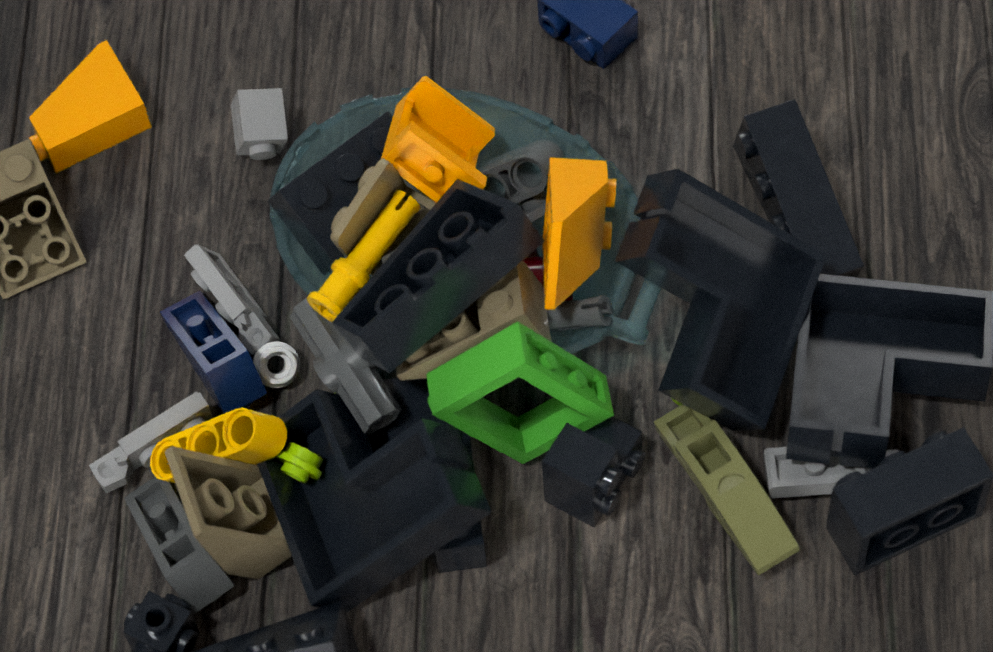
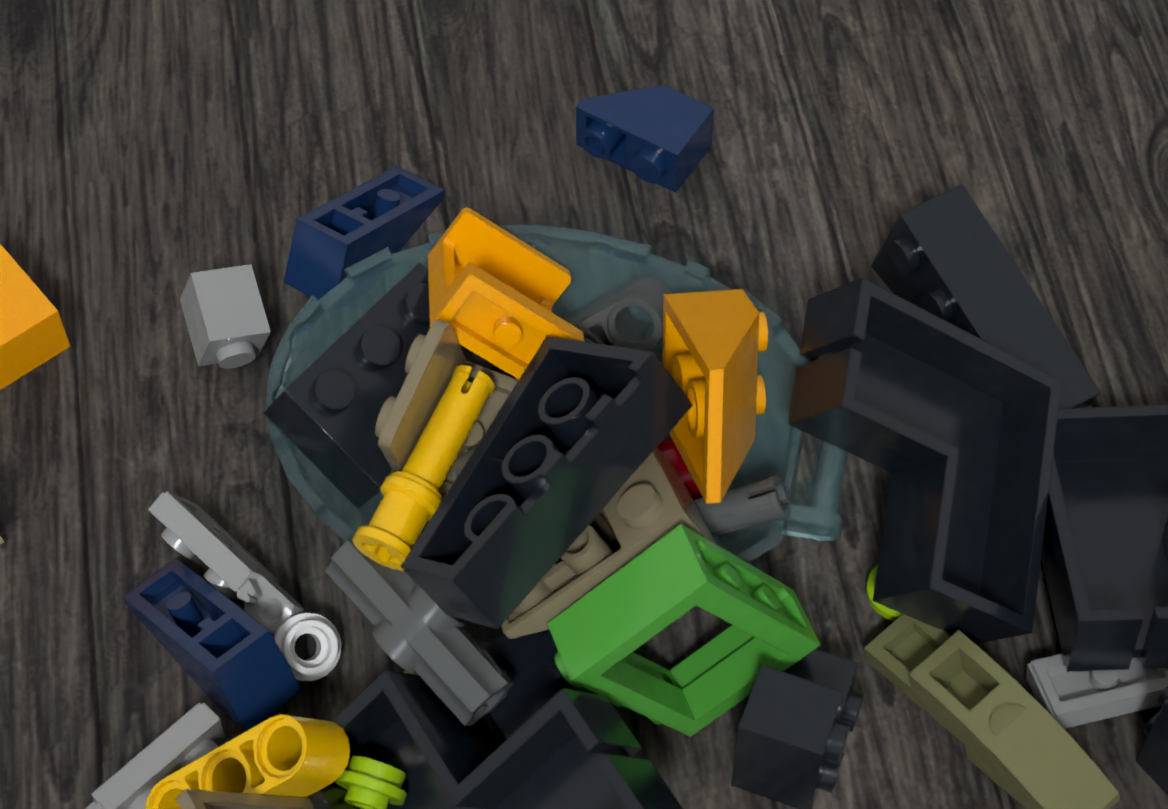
camera: 15 degrees left, 5 degrees down
(366, 68) = (356, 226): none -> dark blue slope

